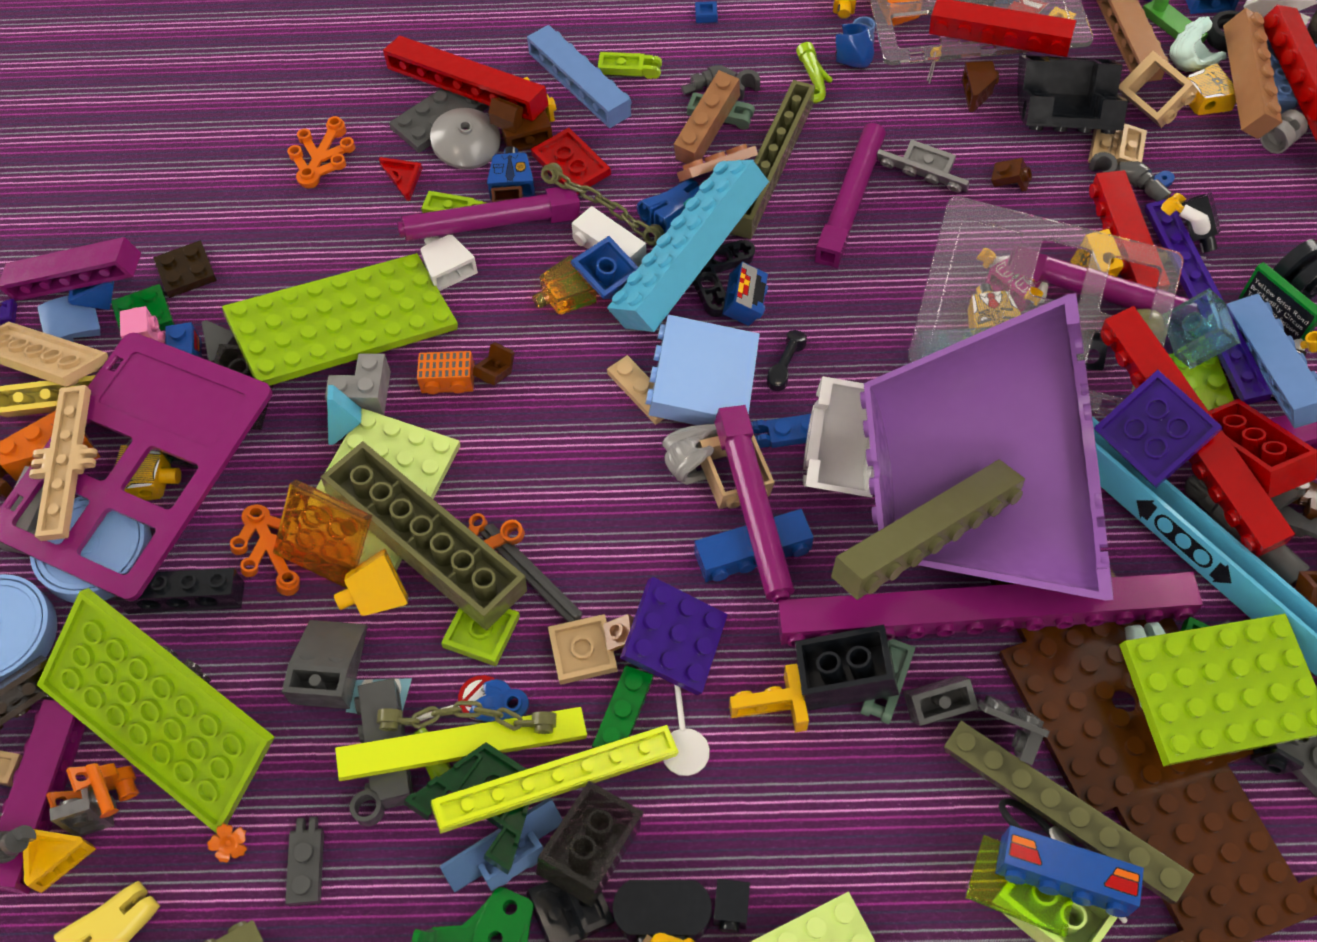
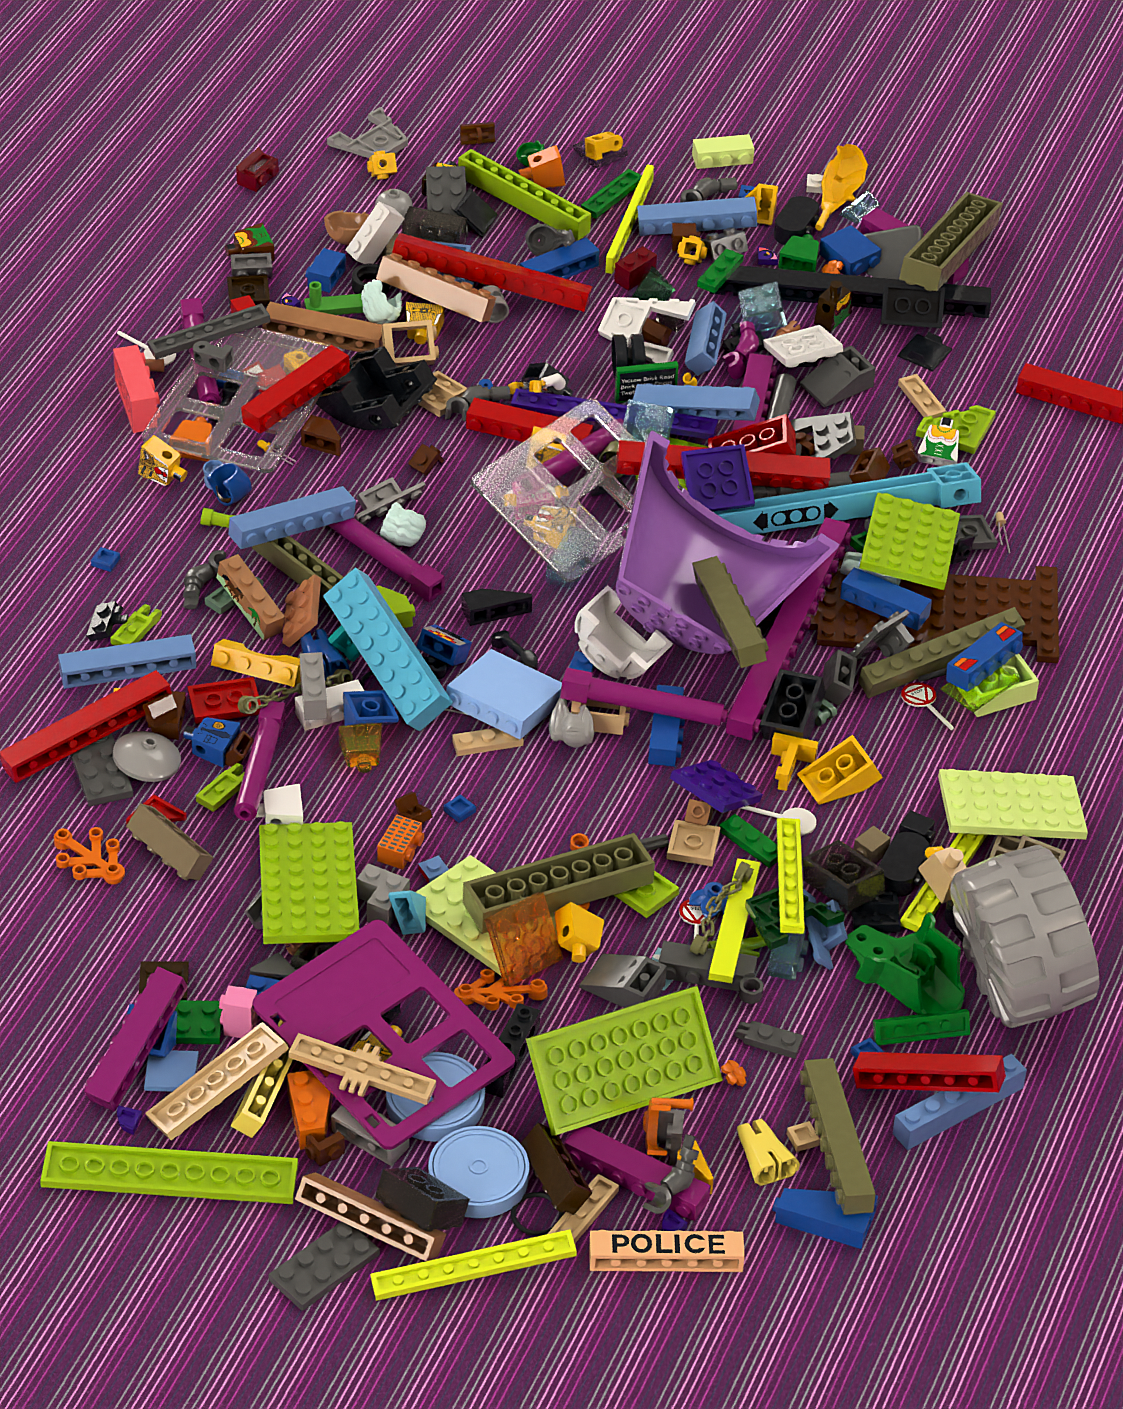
camera: 70 degrees left, 15 degrees down
(354, 196) = (169, 842): none -> dark tan brick
(428, 417) = (432, 868): none -> medium blue plate
(429, 841) = (786, 959): none -> clear light blue brick
(528, 405) = (459, 808): none -> blue tile
(600, 208) = (313, 686): none -> light grey brick
(623, 41) = (103, 620): none -> black plate
(627, 180) = (238, 658): none -> yellow arch
(672, 856) = (872, 844): none -> dark tan brick
(773, 234) = (399, 605): none -> lime slope
(783, 769) = (840, 772): none -> yellow slope
(822, 98) = (291, 517): none -> medium blue brick
(833, 309) = (491, 605): none -> black slope
(888, 192) = (402, 526): none -> light aqua hair
(983, 815) = (920, 696): none -> piece
(1106, 703) = (885, 597): none -> blue brick

